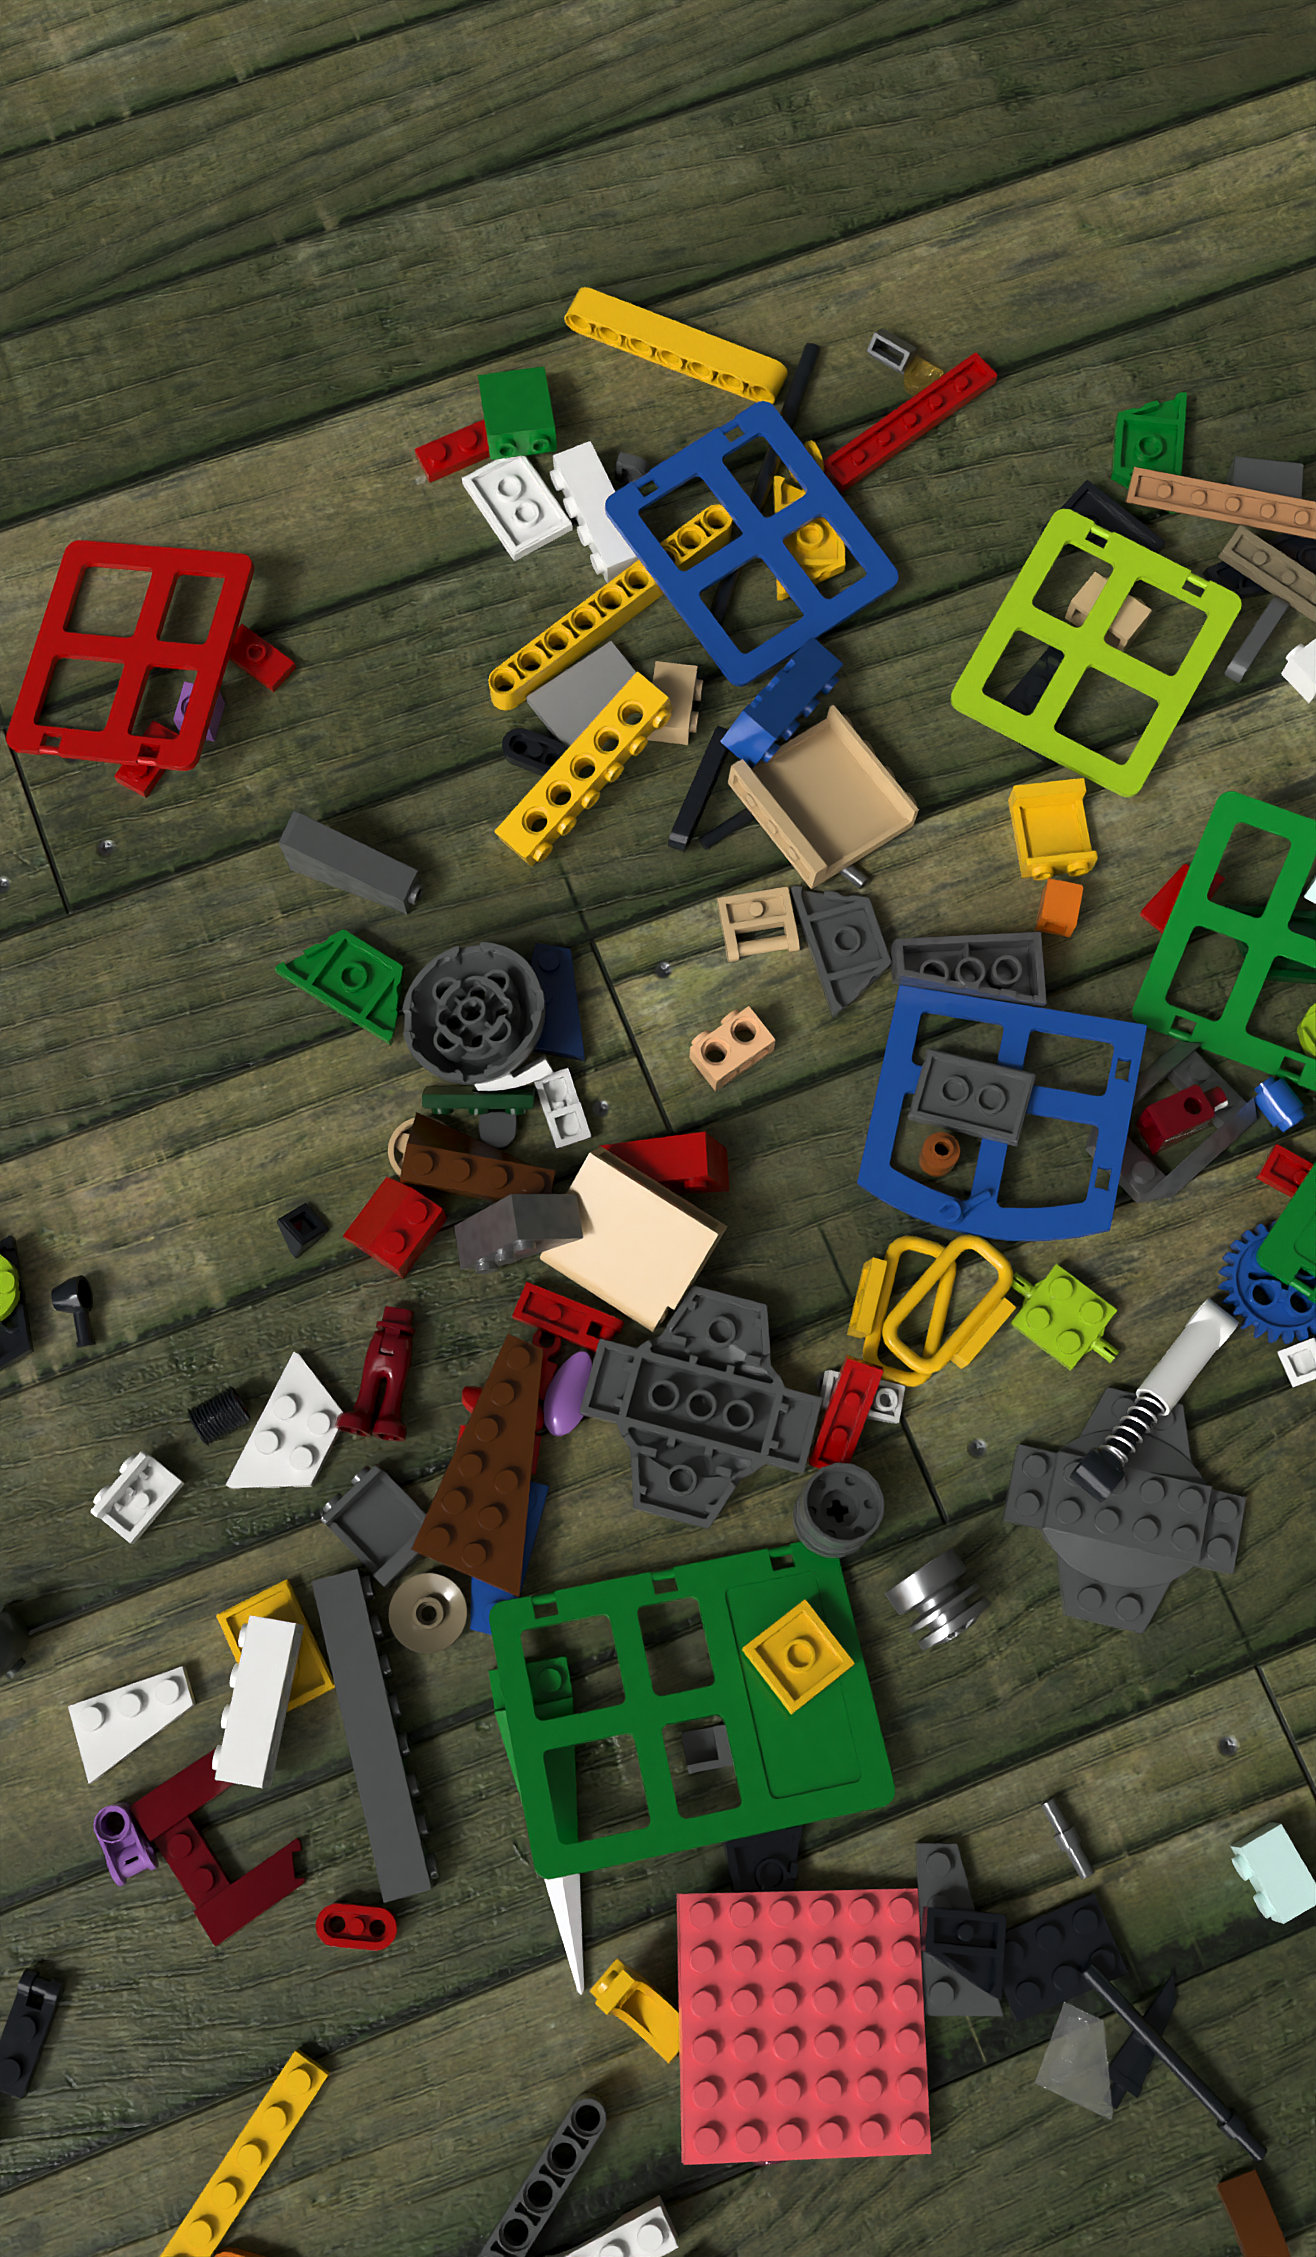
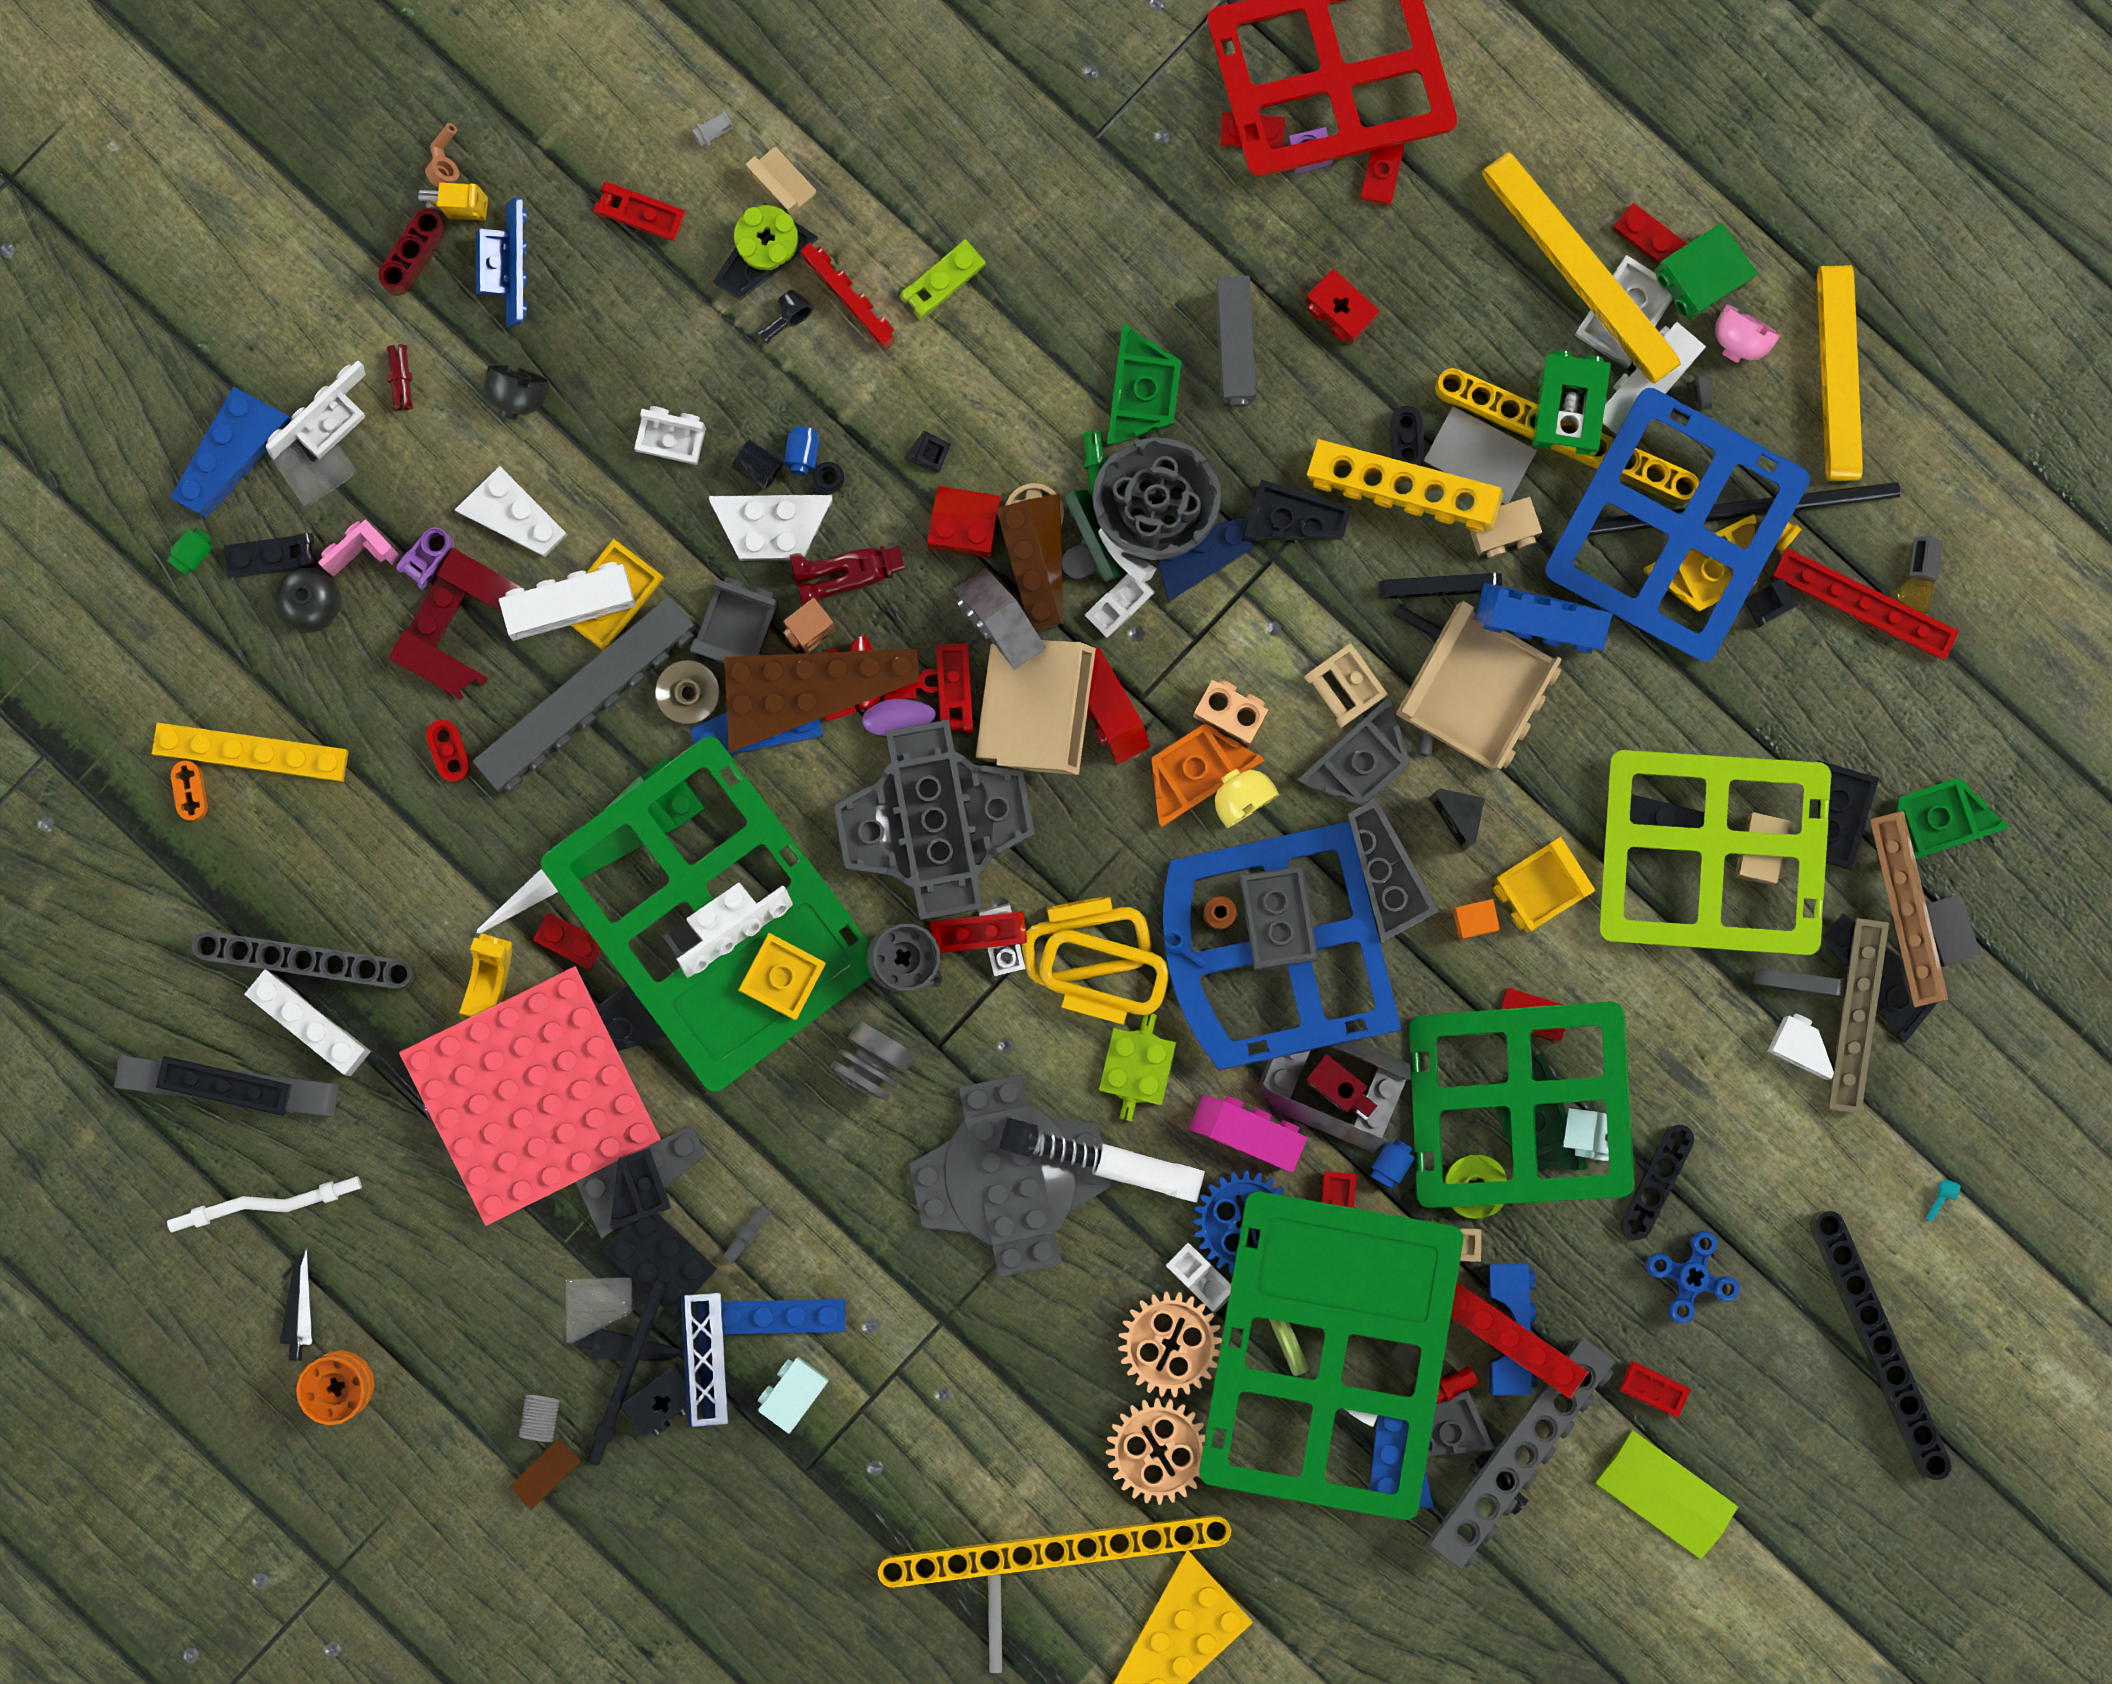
camera: 60 degrees right, 10 degrees up
(60, 1917) = (357, 538): none -> bright pink bracket
(79, 1236) = (840, 285): none -> red plate
(99, 2012) = (308, 599): none -> pearl dark grey cylinder
(129, 1128) = (943, 279): none -> lime plate
(229, 1361) = (801, 450): none -> blue brick
(265, 1338) = (824, 468): none -> black plate
(379, 738) = (1334, 292): none -> red brick
(400, 1063) = (1094, 456): none -> green pin
(424, 1441) = (808, 627): none -> nougat brick
(454, 515) = (1581, 268): none -> yellow beam
(559, 893) = (1294, 515): none -> black wing
(574, 570) = (1574, 379): none -> green brick
(596, 406) = (1743, 335): none -> bright pink cylinder
(641, 1889) = (568, 941): none -> red plate
(709, 1688) = (728, 922): none -> white bracket
(775, 1111) = (1194, 768): none -> orange wing
(827, 1072) = (1242, 795): none -> light yellow cylinder
(869, 498) = (1771, 602): none -> black panel
(949, 870) = (1460, 814): none -> pearl dark grey slope
(1177, 1845) = (783, 1316): none -> blue plate
(1185, 1234) = (1249, 1131): none -> dark pink wedge
(1186, 2198) = (539, 1418): none -> light grey piece
(1200, 1953) = (709, 1359): none -> fence
(1207, 2015) = (642, 1405): none -> black brick

